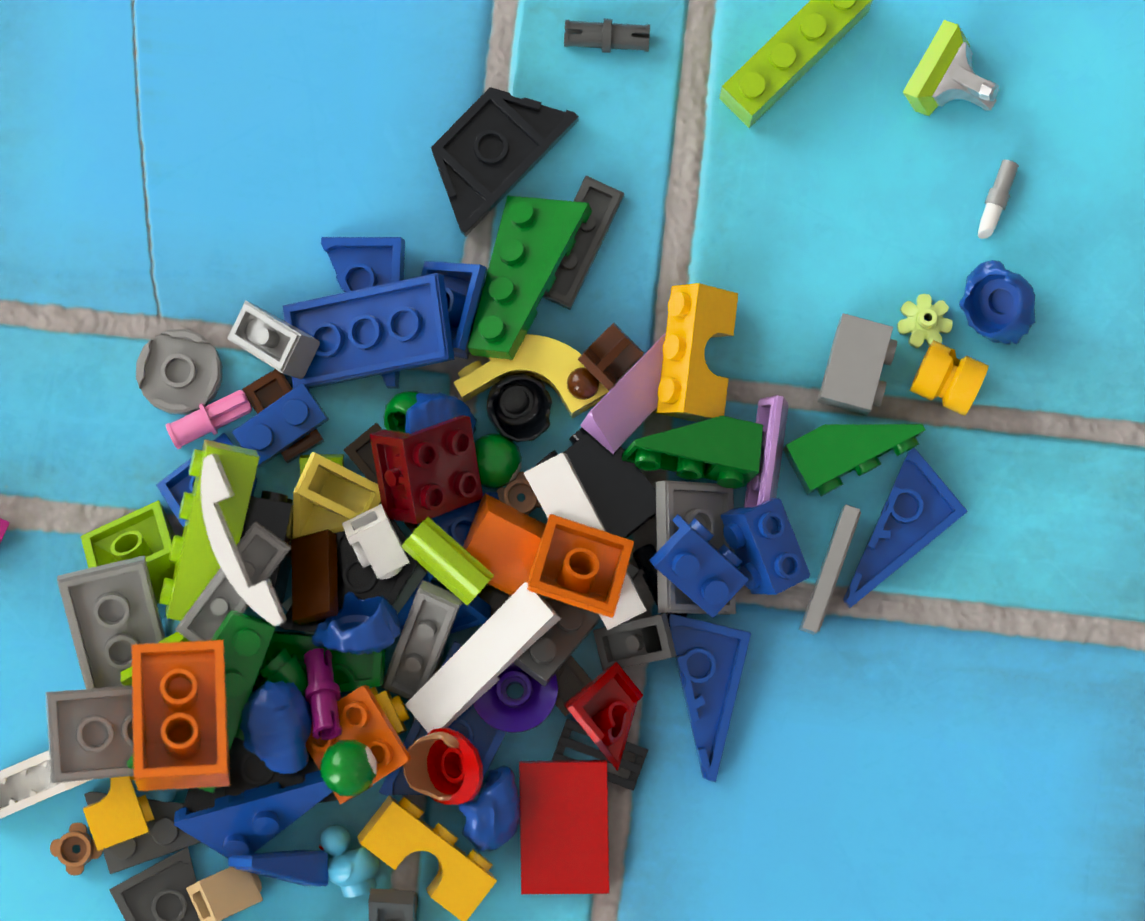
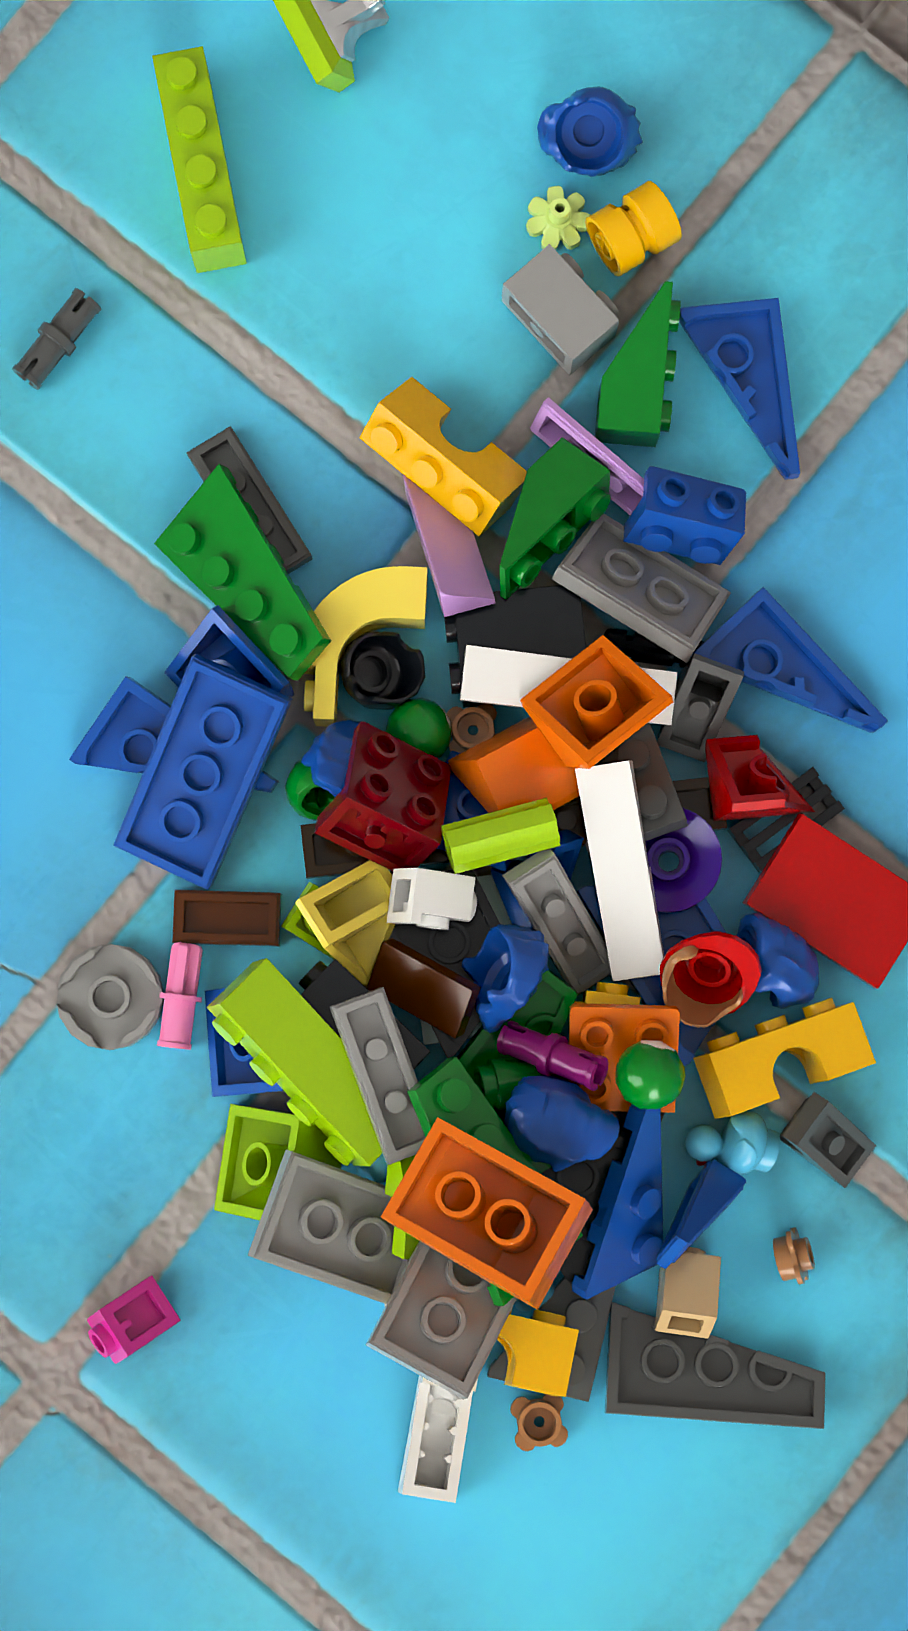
camera: 65 degrees left, 0 degrees up
(214, 489) = (412, 1048): white slope -> none
(273, 340) = (144, 877): light grey slope -> none
(281, 424) = (236, 922): blue plate -> none
(494, 150) = (98, 527): black wing -> none
(603, 362) = (393, 546): reddish brown piece -> none
(698, 567) = (669, 589): blue bracket -> none
(830, 569) = (748, 469): light grey tile -> none
(997, 198) = (482, 68): light grey piece -> none

